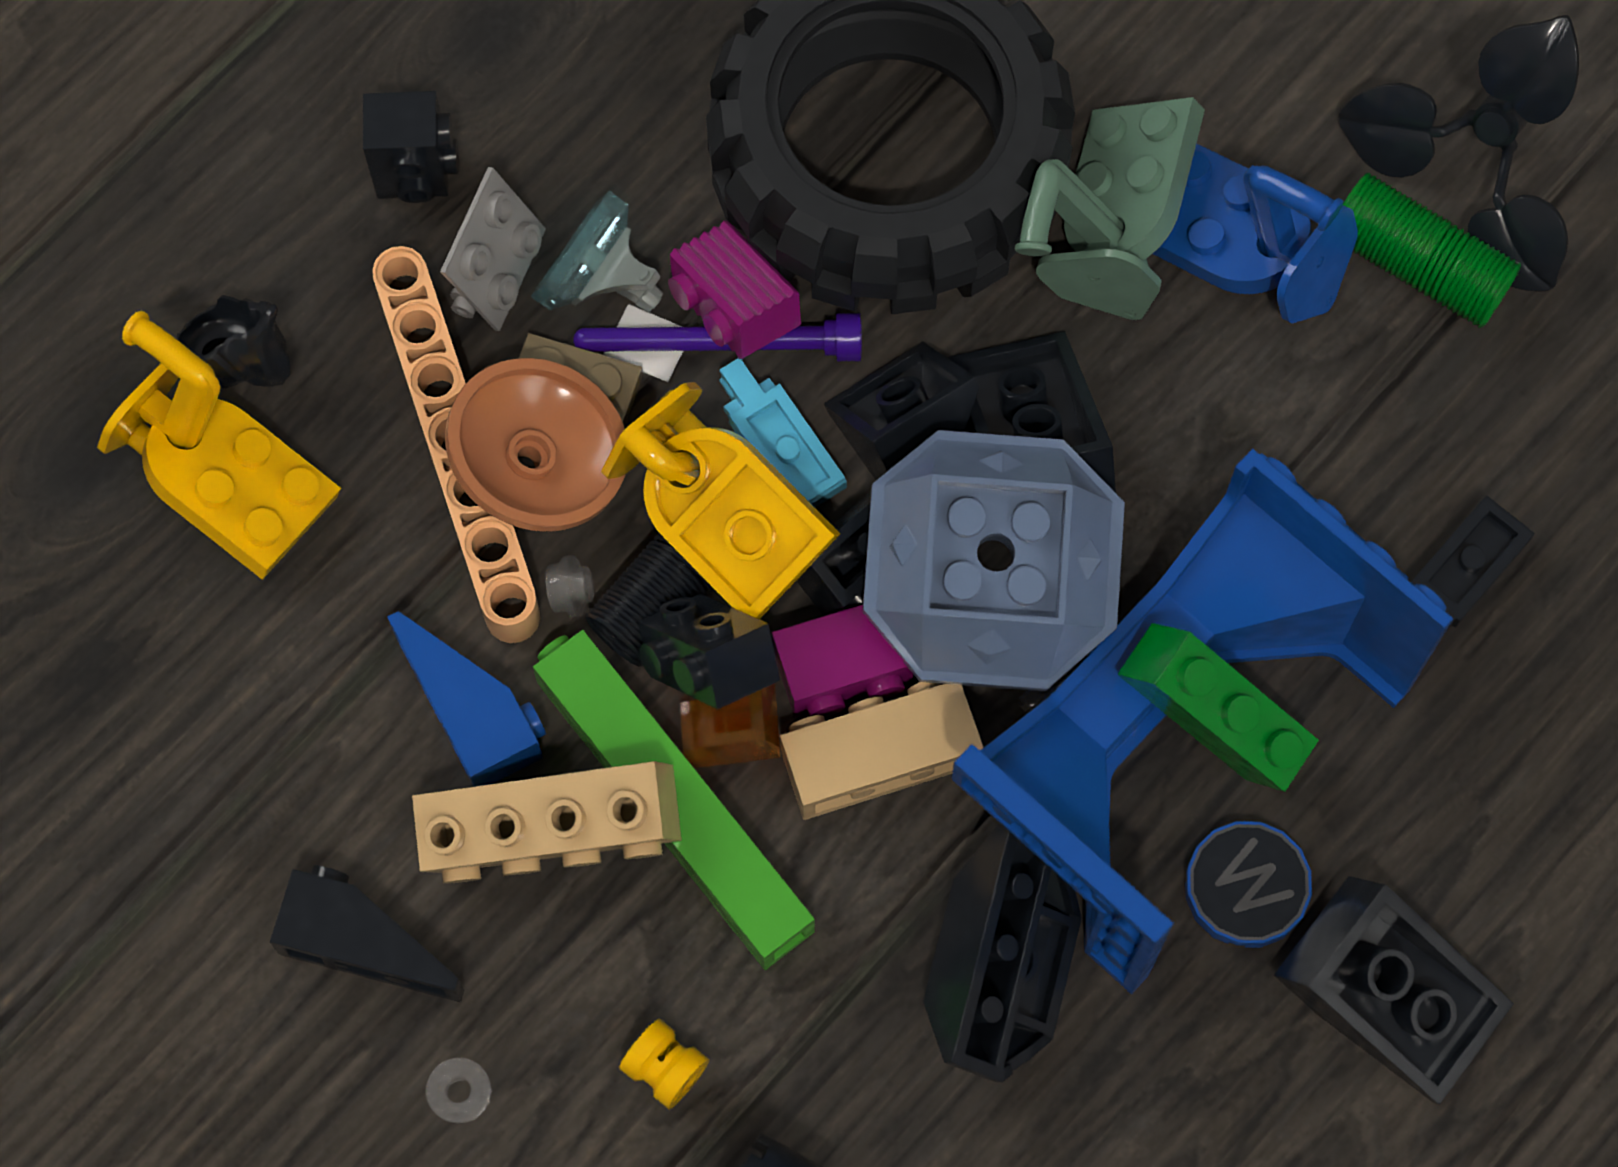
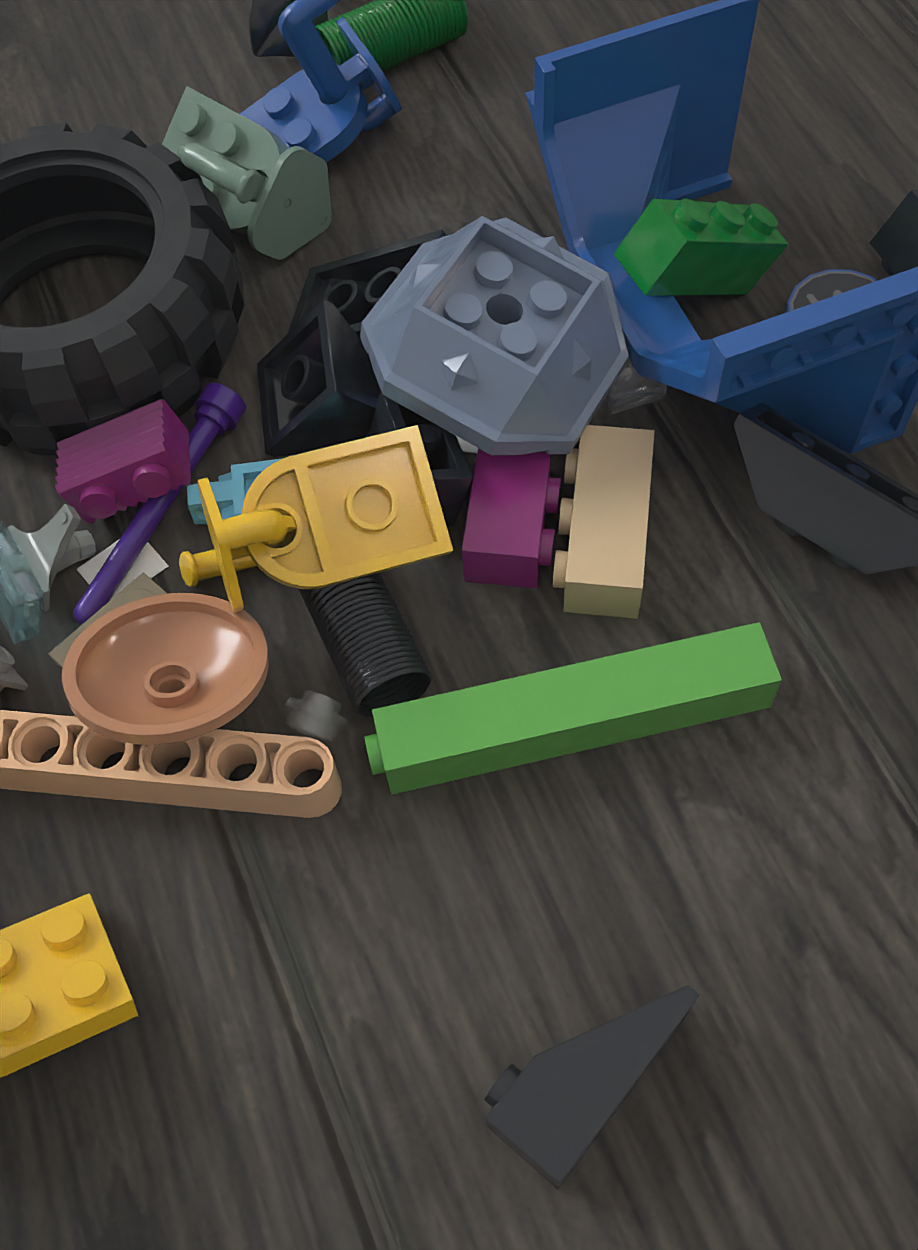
camera: 60 degrees left, 10 degrees down
(444, 1076) = (814, 1037): clear plate -> none
(474, 708) = (393, 857): blue slope -> none
(547, 819) = (554, 822): tan brick -> none
(664, 1064) = (845, 824): yellow wheel -> none
(708, 650) = (460, 595): black brick -> none
(733, 733) = (520, 620): clear orange brick -> none

